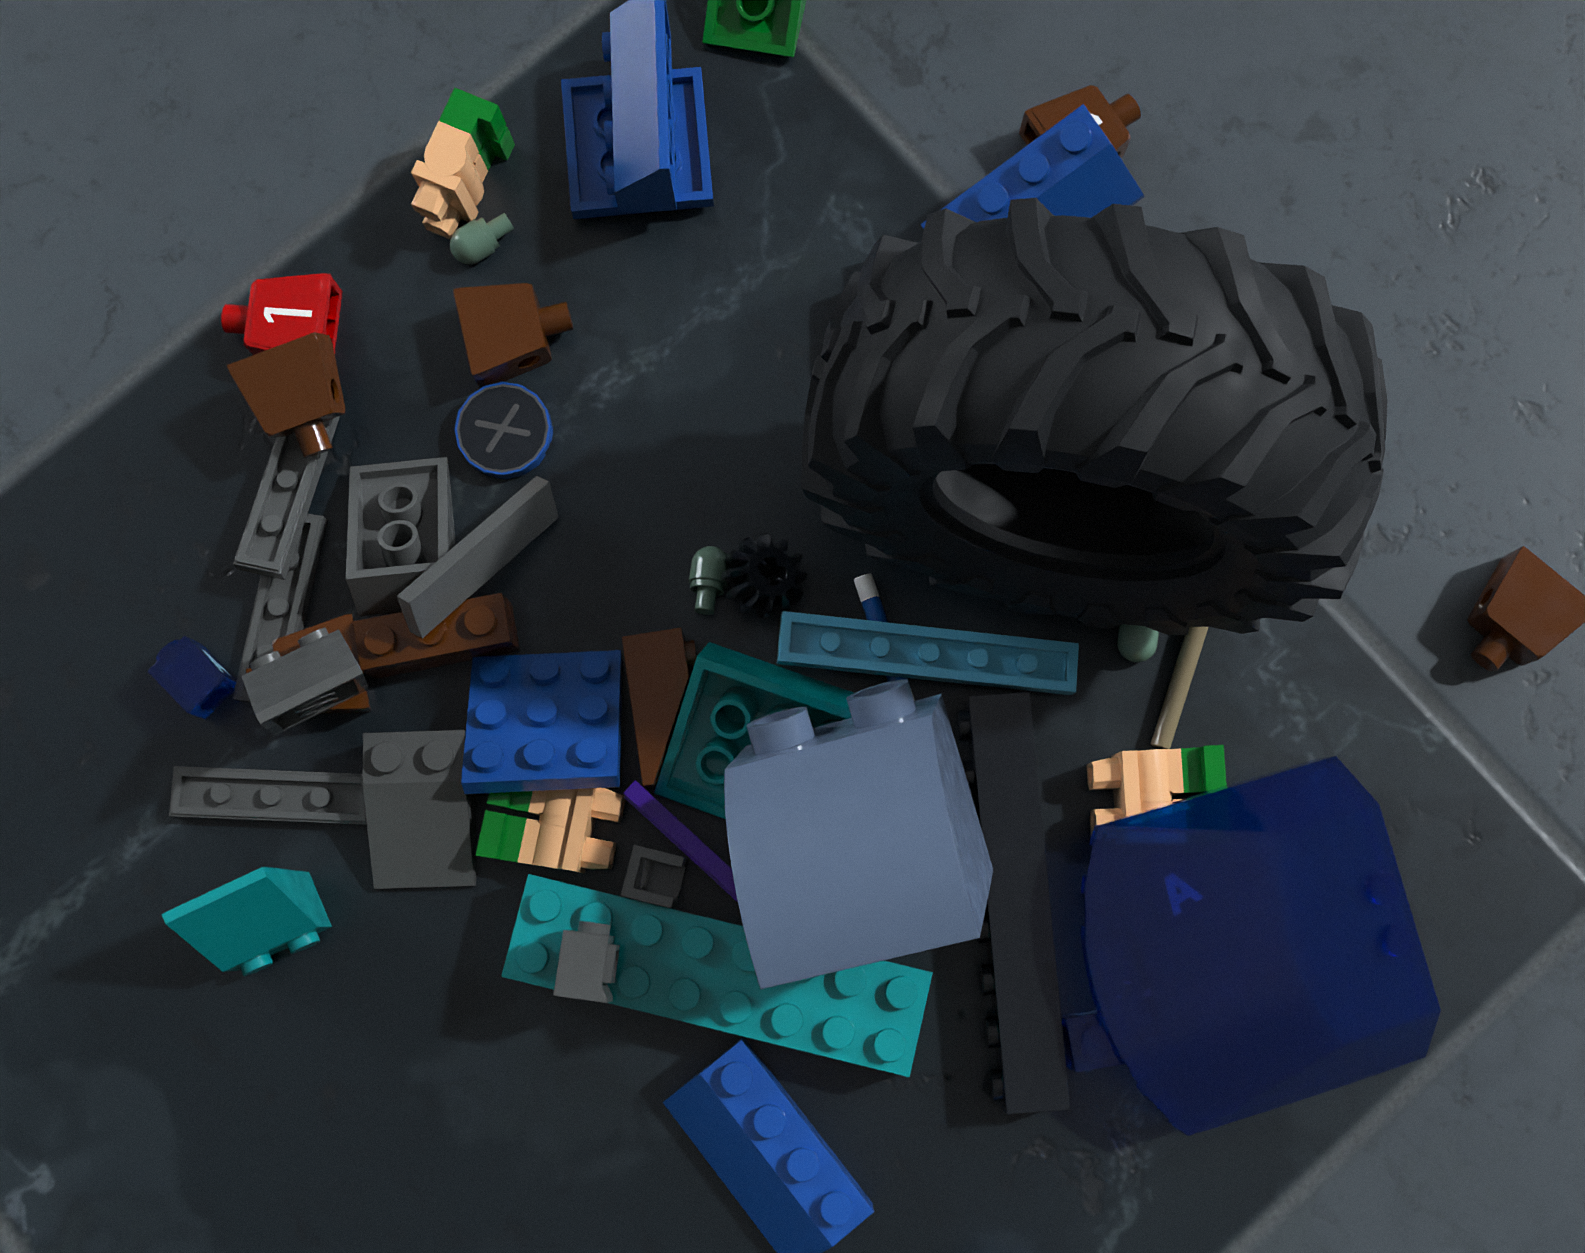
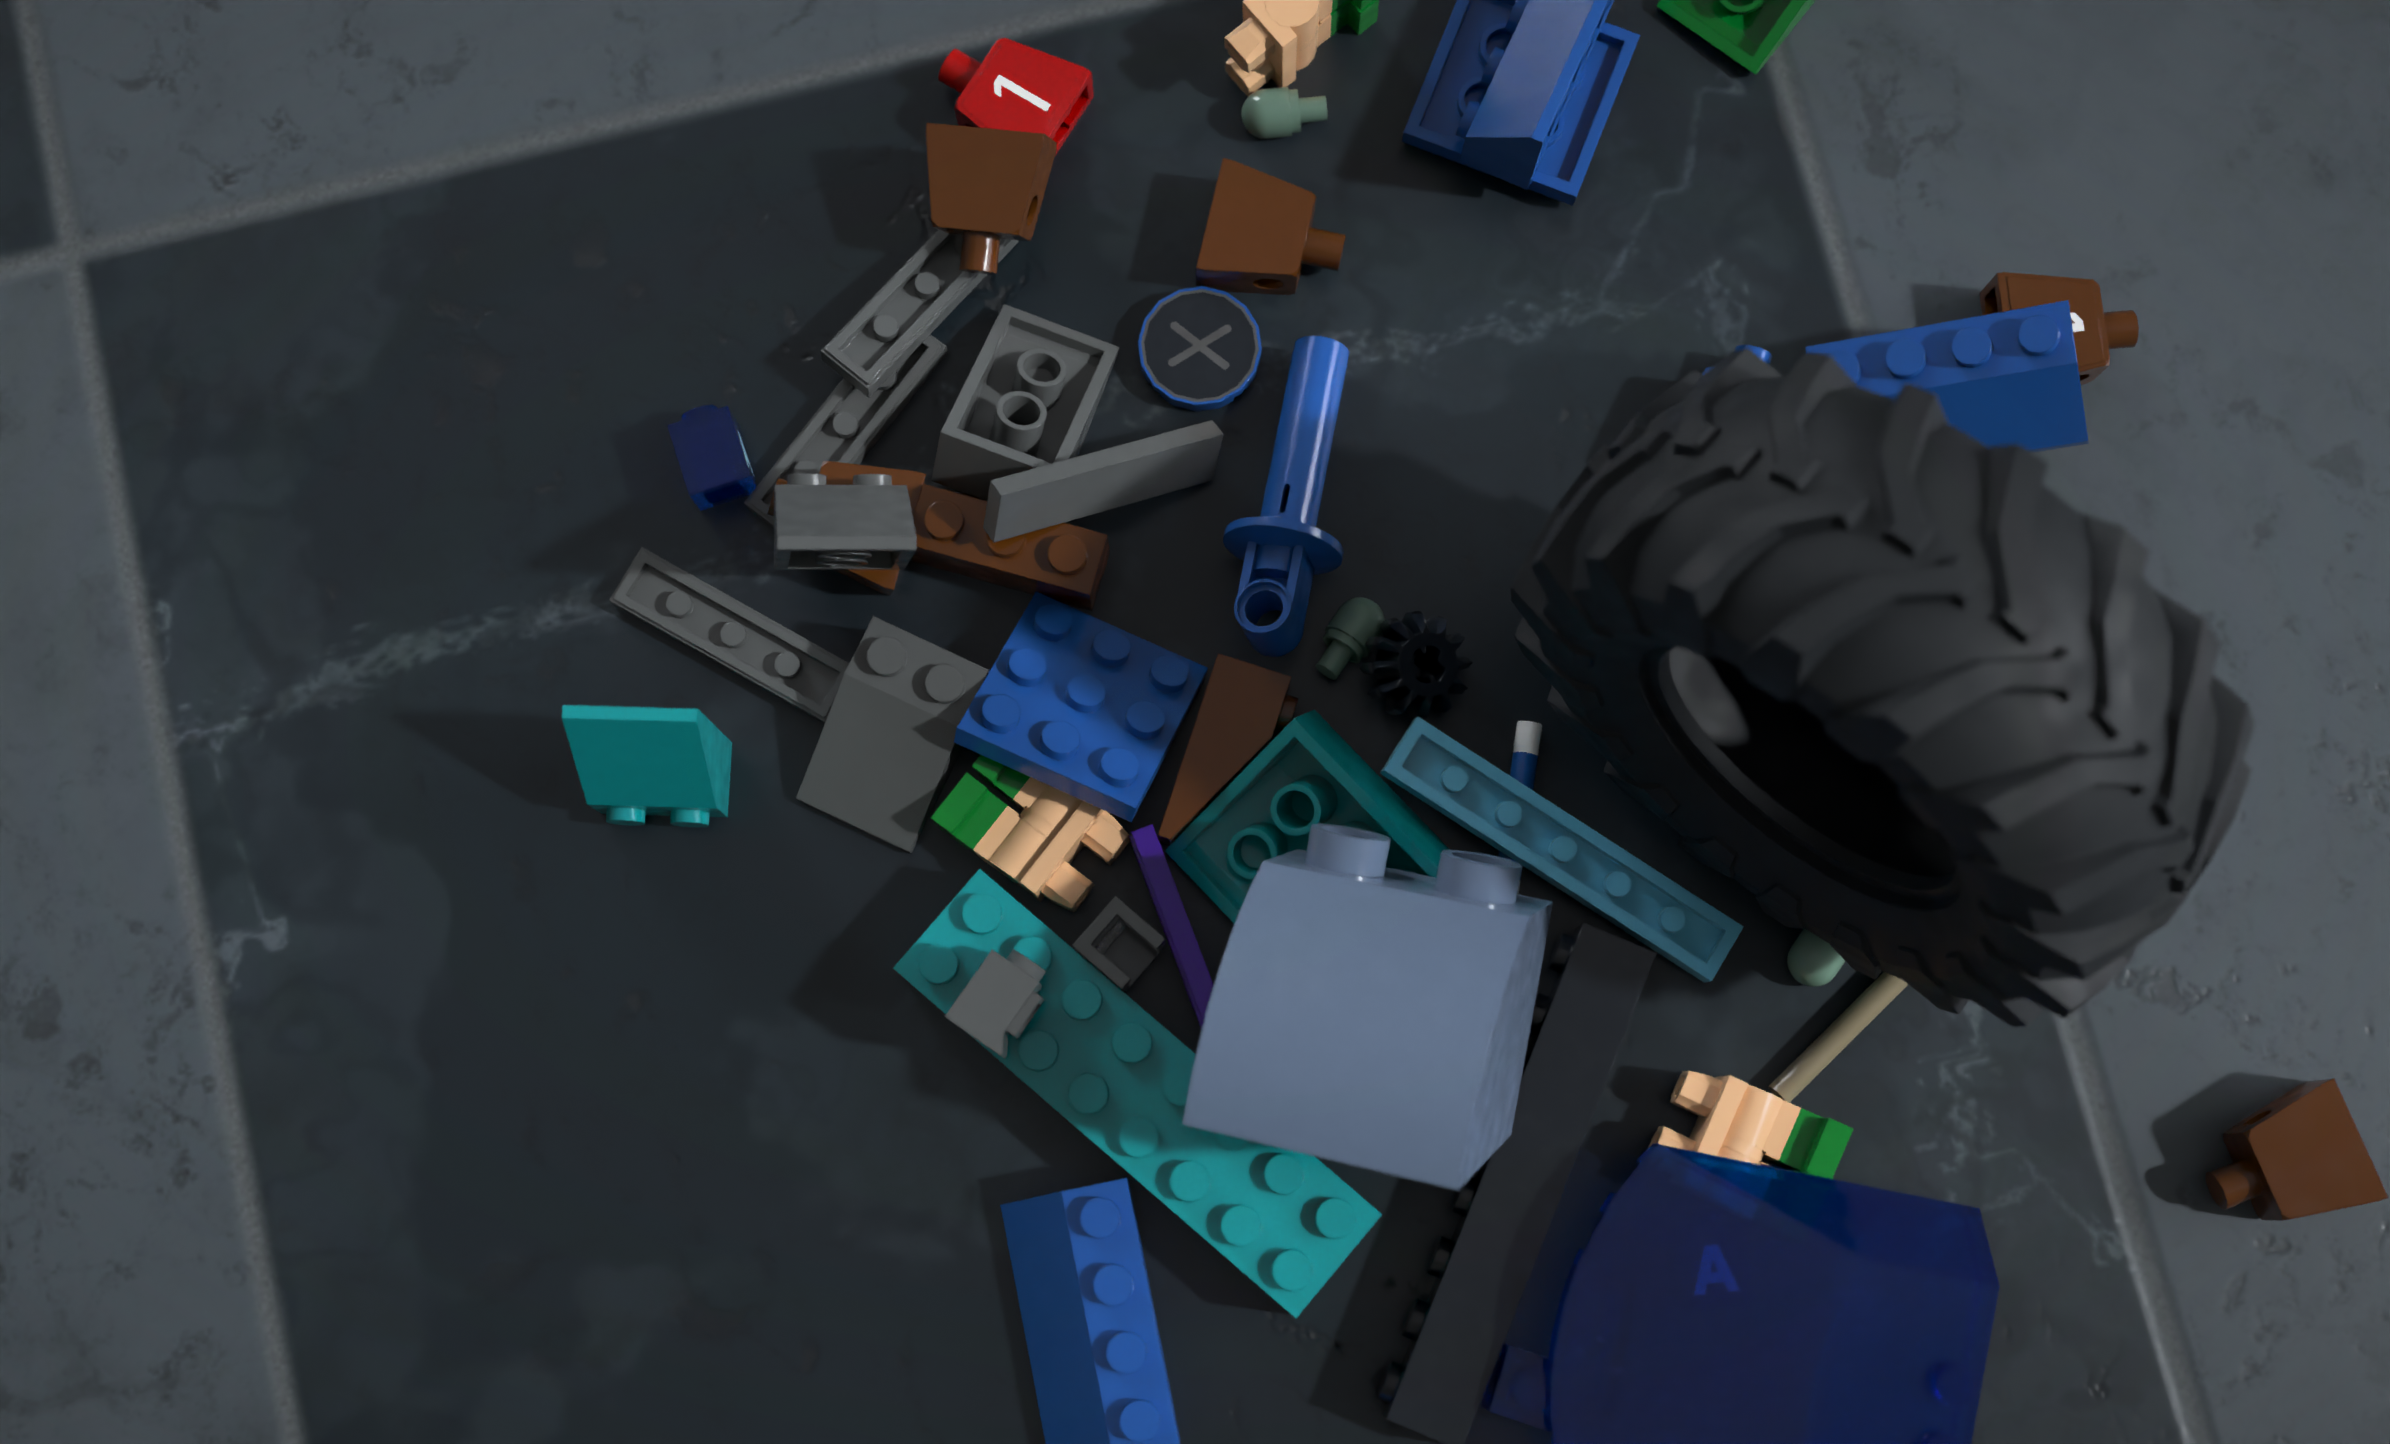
camera: 25 degrees right, 0 degrees up
(629, 537) = (1283, 544): none -> blue piece

